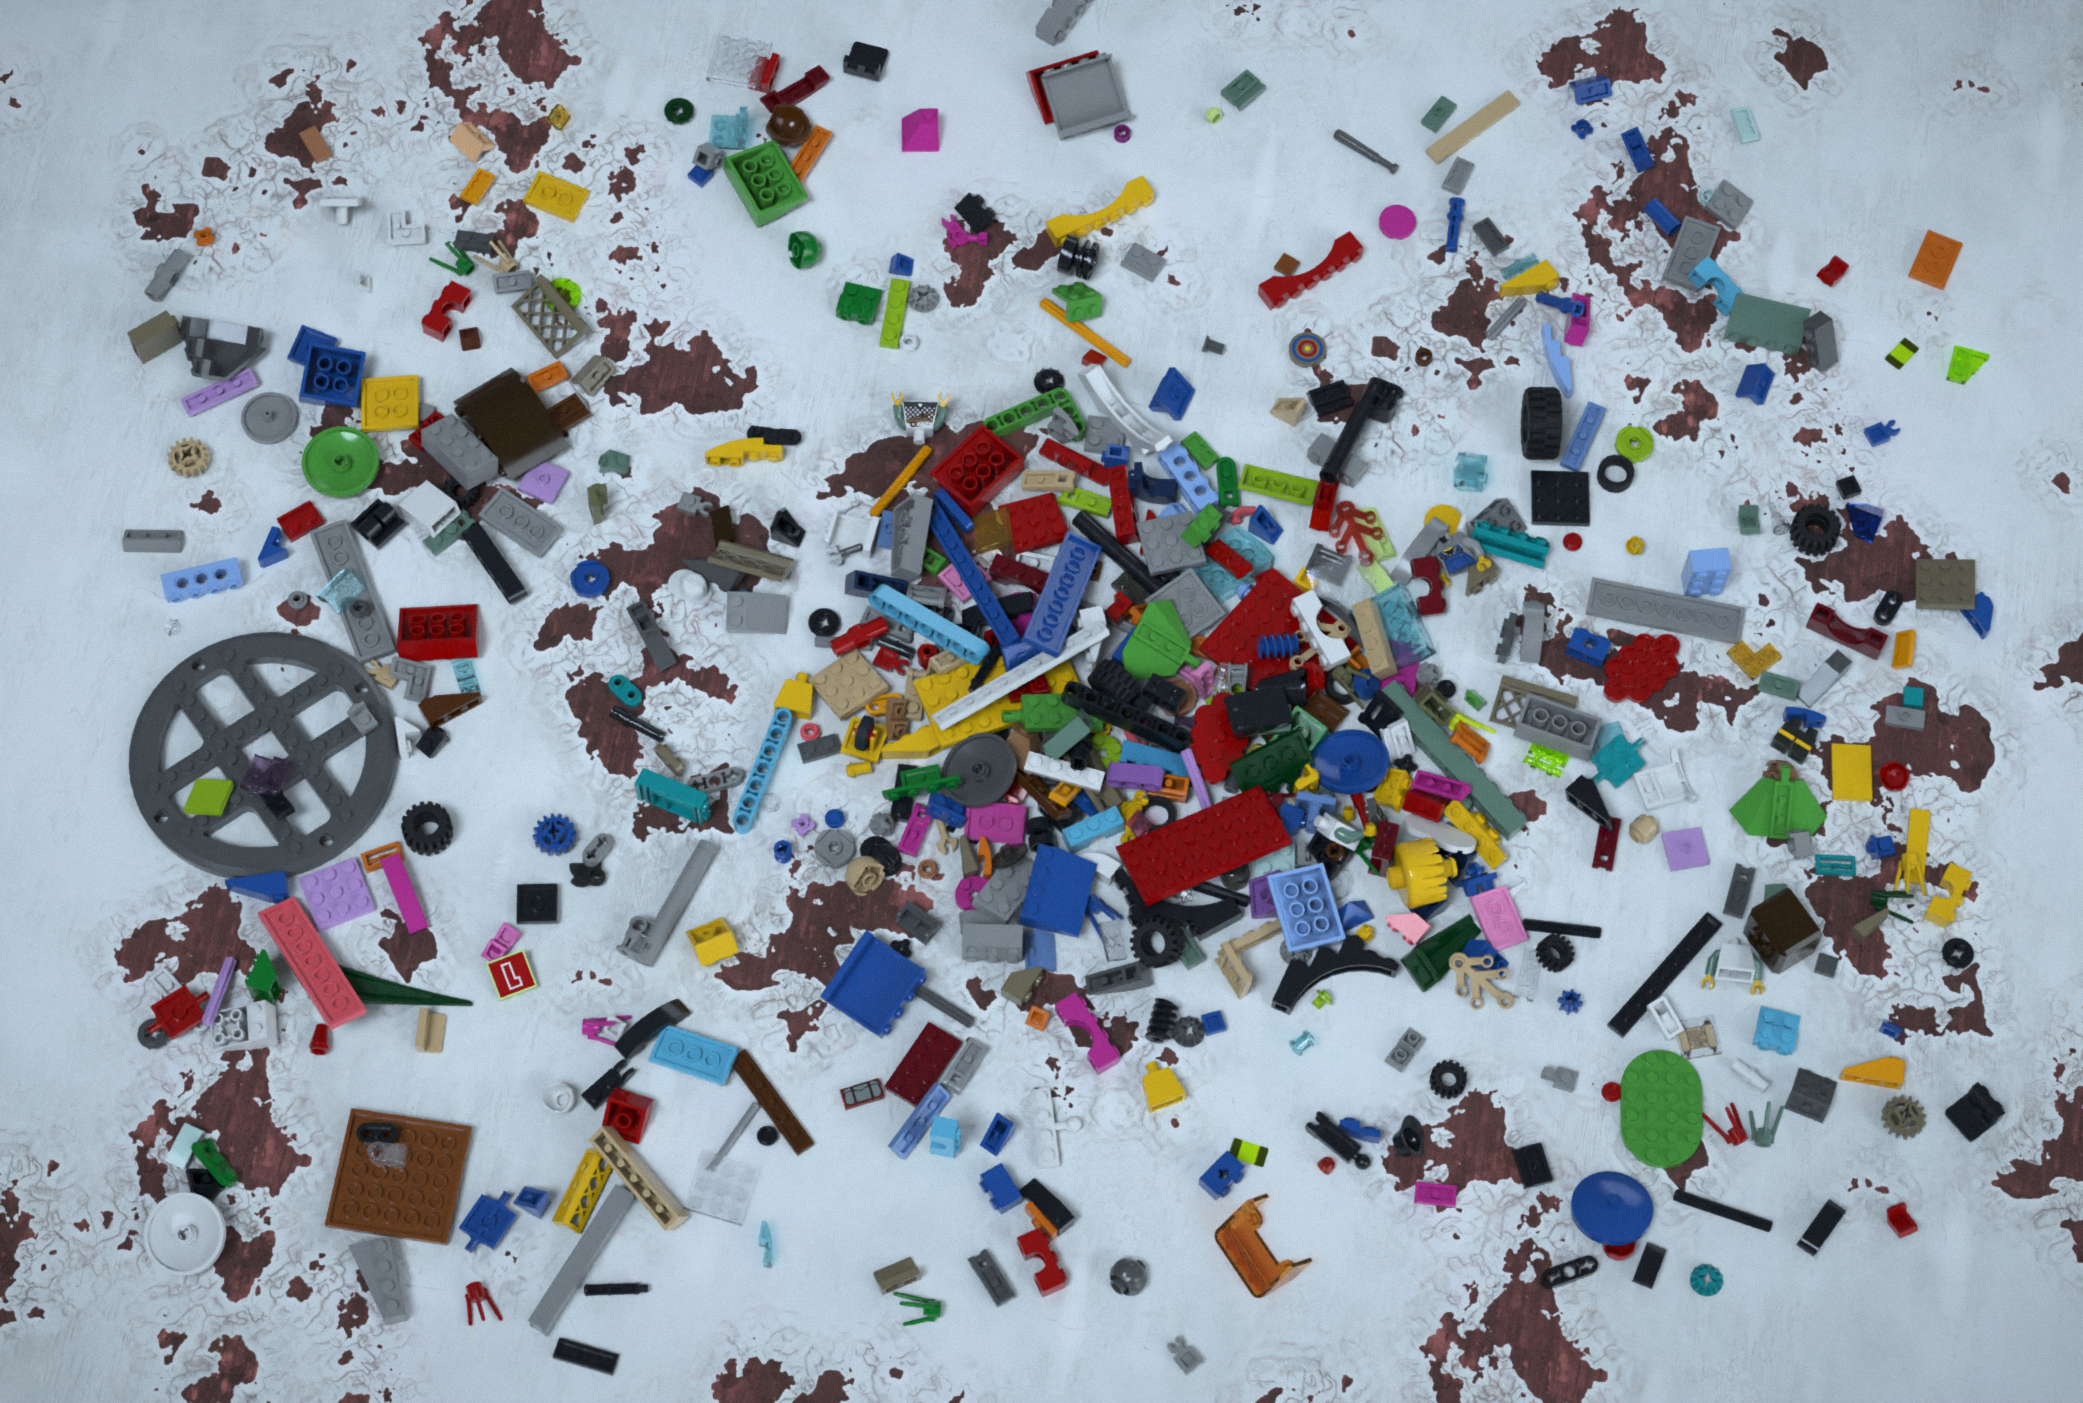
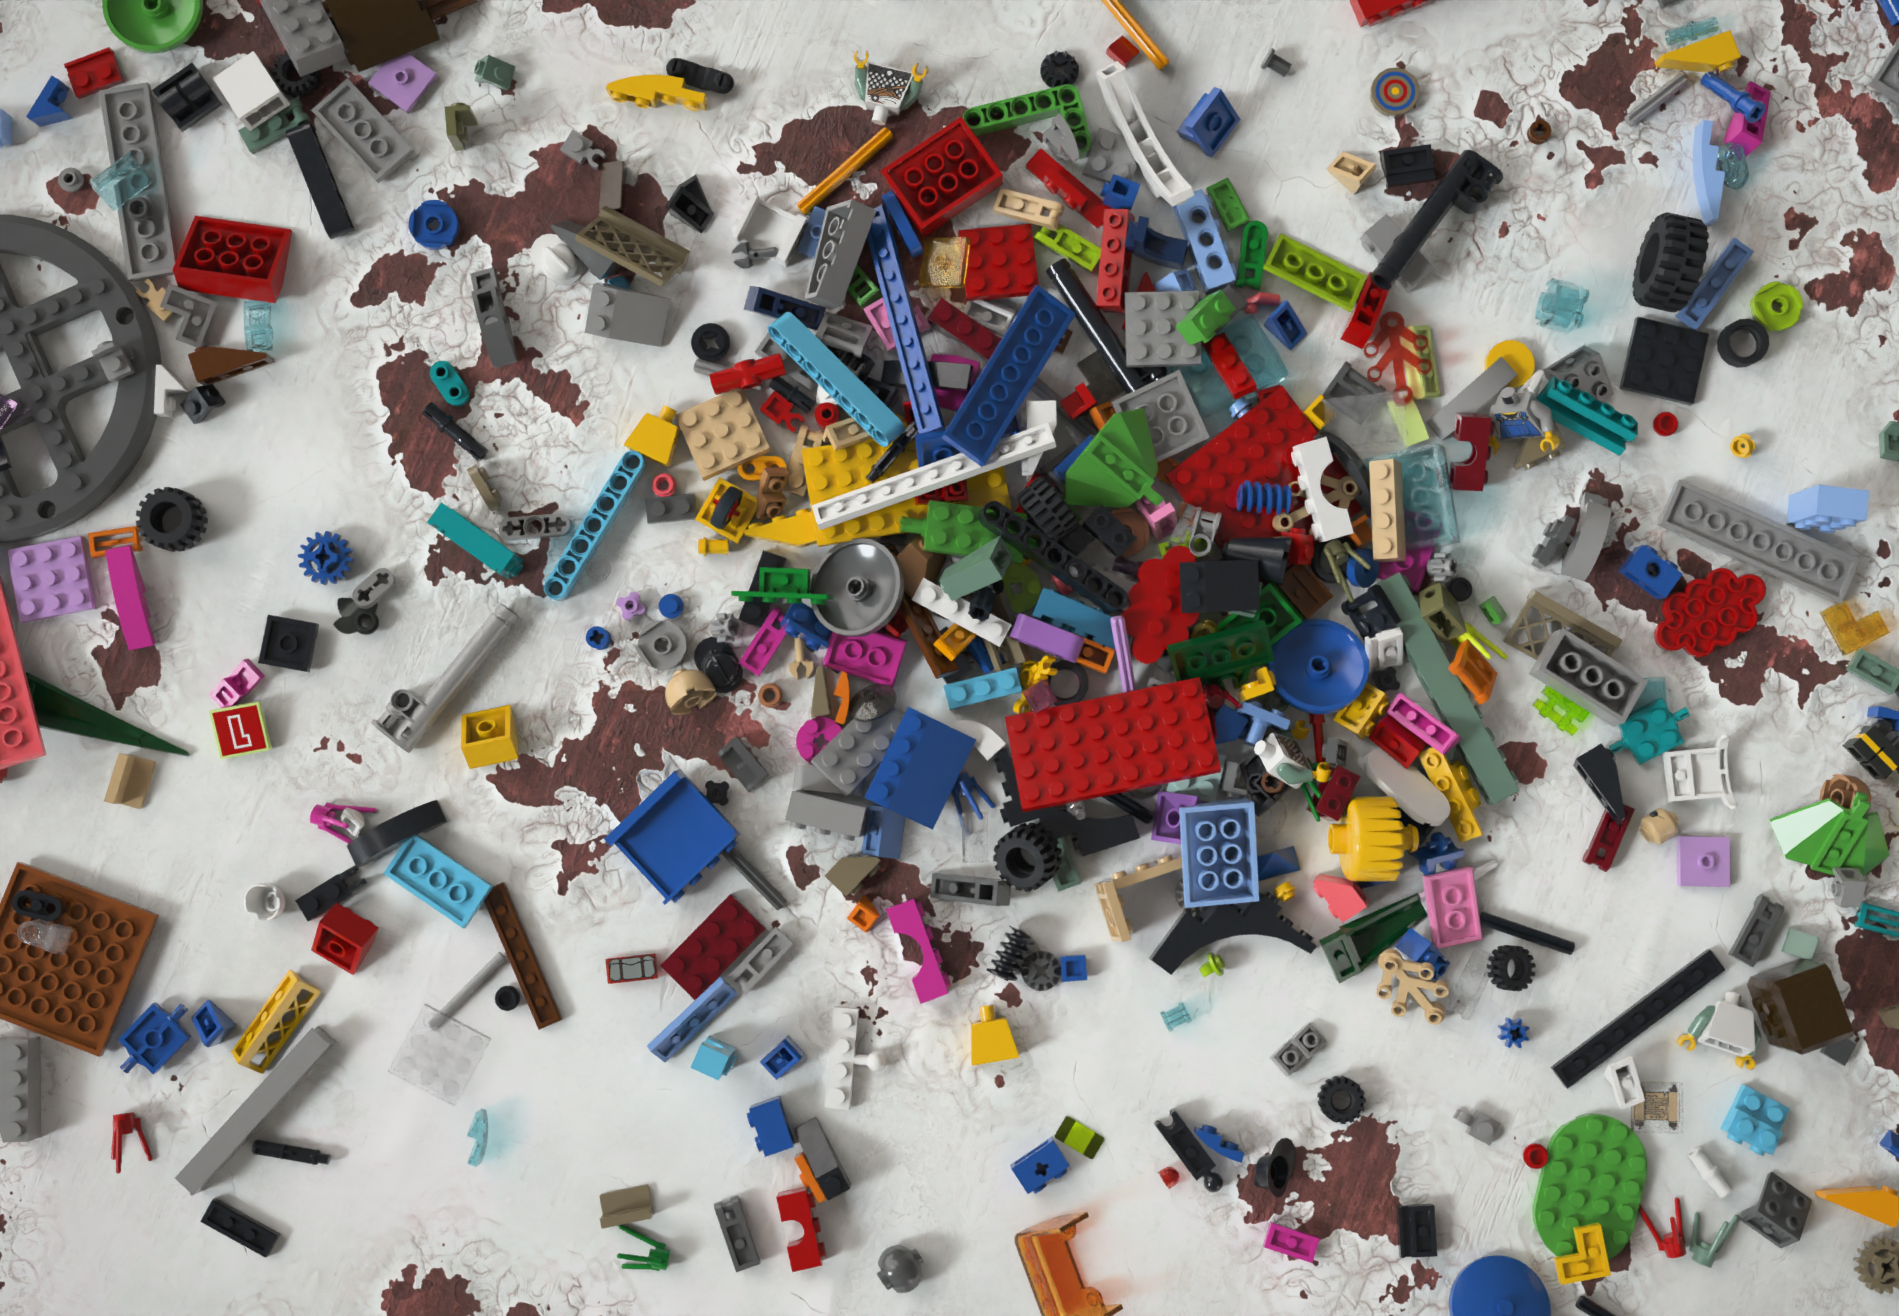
camera: 10 degrees right, 20 degrees up
(638, 1178) = (340, 1025): tan brick -> none
(1039, 832) = (919, 672): black wheel -> none
(1574, 350) = (1733, 162): none -> clear light blue plate
(1671, 1155) = (1590, 1260): none -> yellow plate

